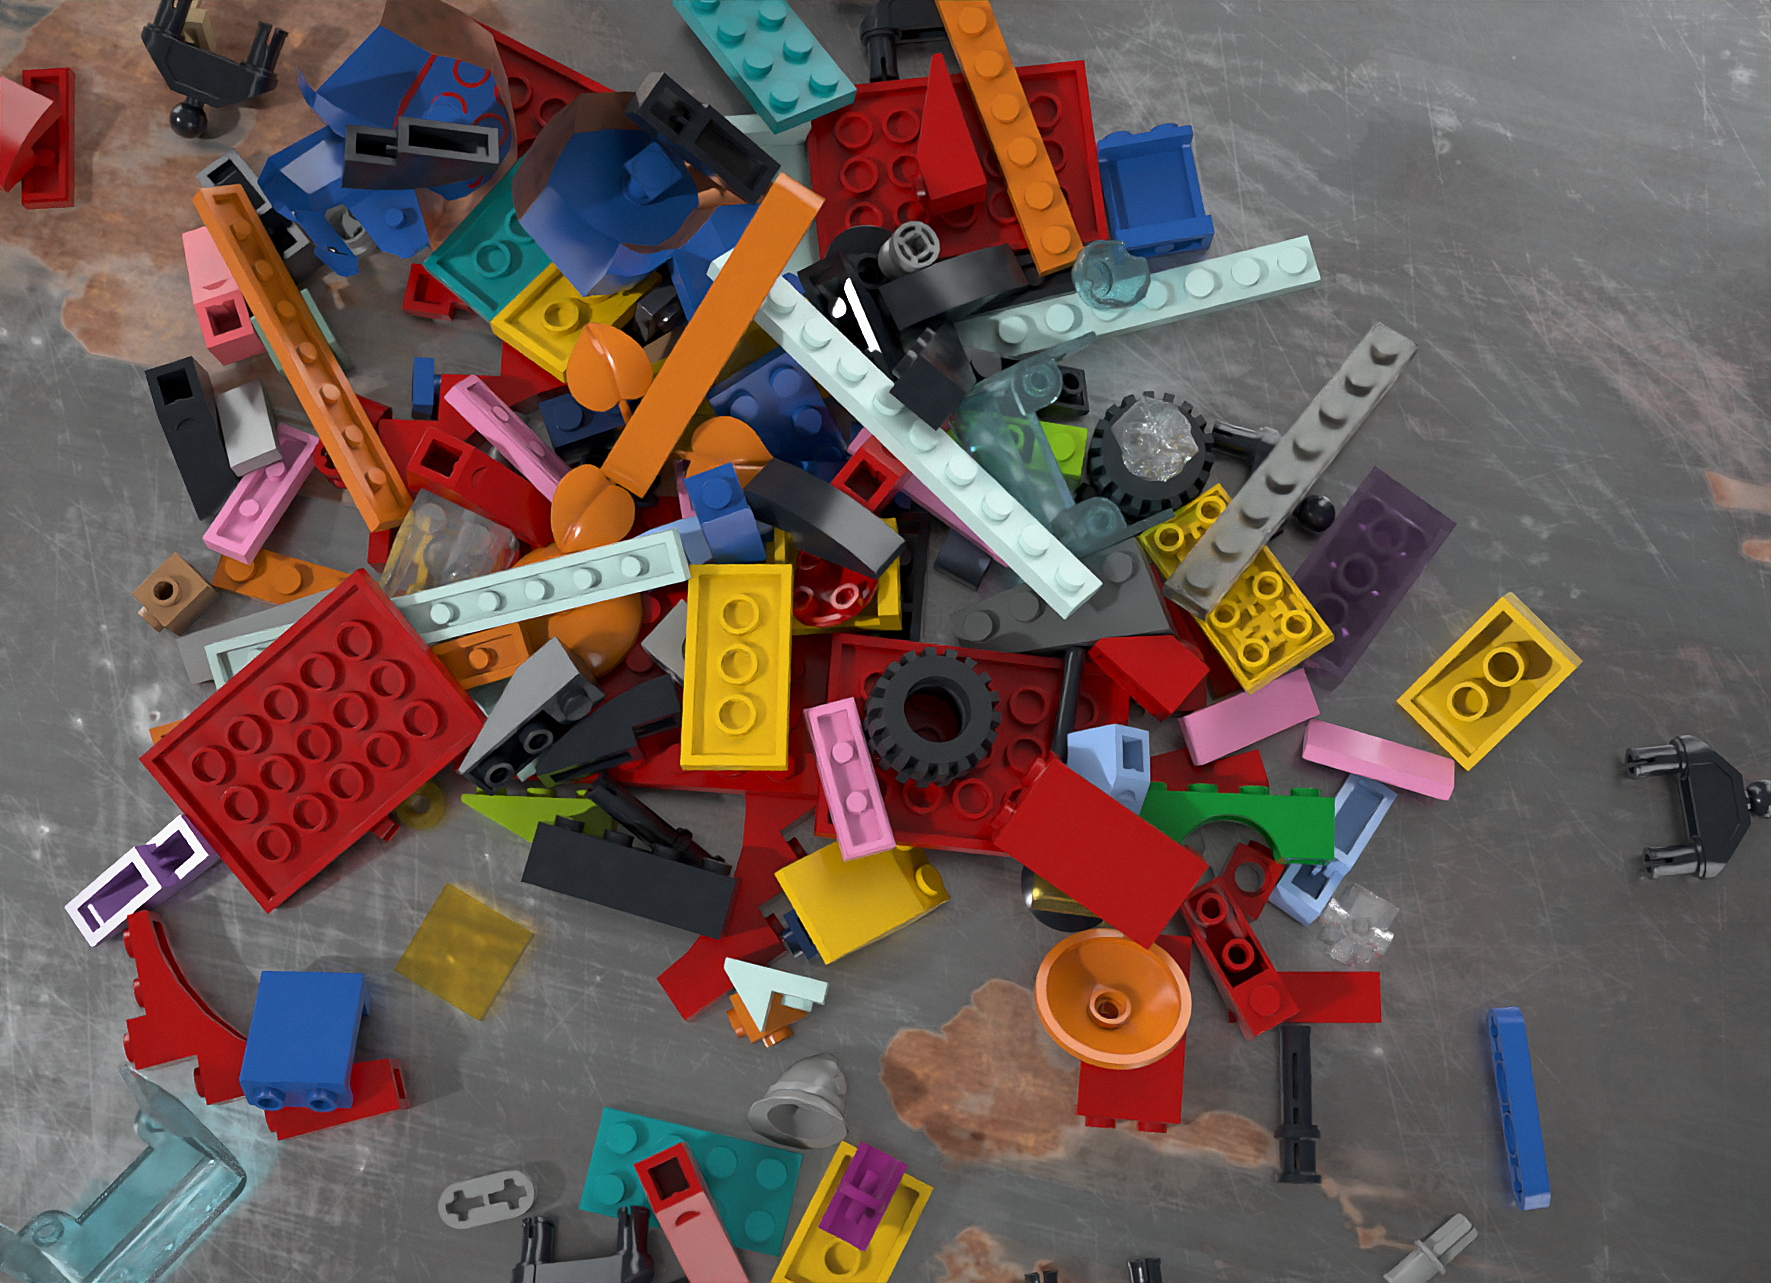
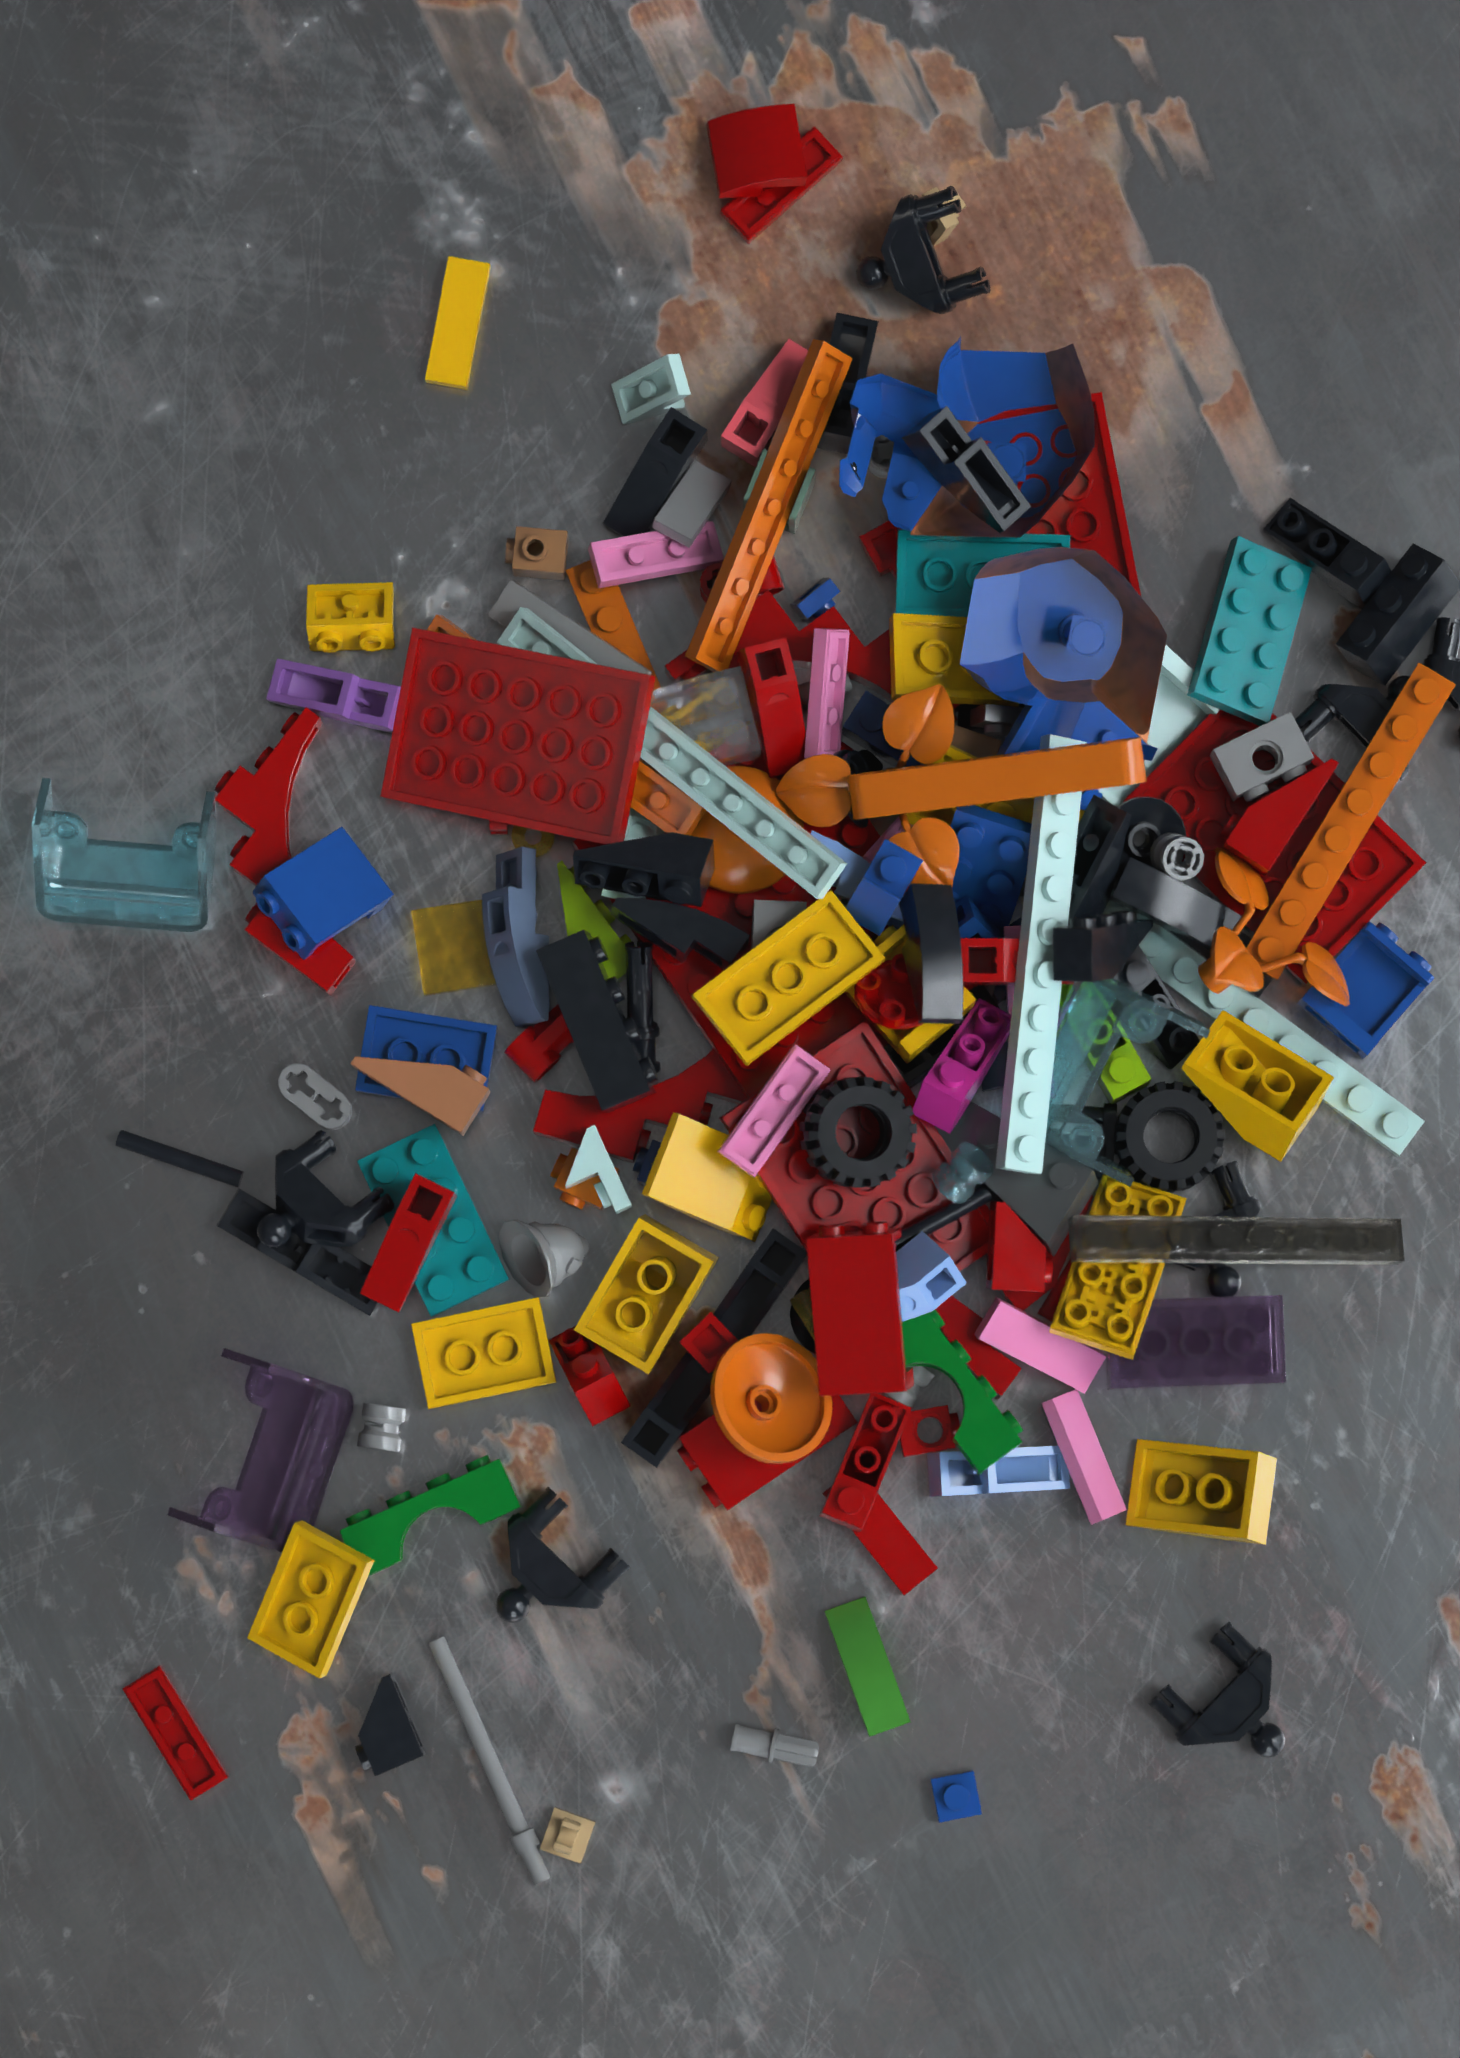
camera: 50 degrees right, 5 degrees up
(86, 810) = (350, 616): none -> yellow bracket
(118, 381) = (652, 390): none -> light aqua slope
(497, 897) = (512, 939): none -> sand blue slope
(538, 1066) = (424, 1039): none -> blue plate
(572, 1080) = (436, 1089): none -> nougat slope
(614, 951) = (540, 1046): none -> red piece
(701, 137) = (1136, 652): black slope -> none
(863, 1196) = (514, 1338): magenta hips -> none
(878, 90) = (1279, 738): none -> light grey brick
(918, 1037) = (646, 1293): none -> yellow slope
(945, 580) = (962, 1066): none -> dark pink slope
(950, 1149) = (589, 1375): none -> red slope
(1009, 984) = (689, 1382): none -> black arch
(1012, 1014) = (708, 1342): none -> red tile
(1043, 655) = (964, 1170): none -> clear light blue wheel
(1045, 265) = (1230, 959): none -> orange plant
(1109, 276) = (1275, 1010): clear light blue hair -> none
(1154, 439) = (1174, 1130): clear brick -> none
(1169, 343) = (1257, 1084): none -> yellow slope
(1296, 1041) = (786, 1593): black pin -> none
(1373, 920) = (971, 1527): clear brick -> none
(1425, 1110) = (867, 1666): none -> bright green slope
(1519, 1108) = (920, 1730): blue beam -> none
(1603, 1123) = (956, 1796): none -> blue plate

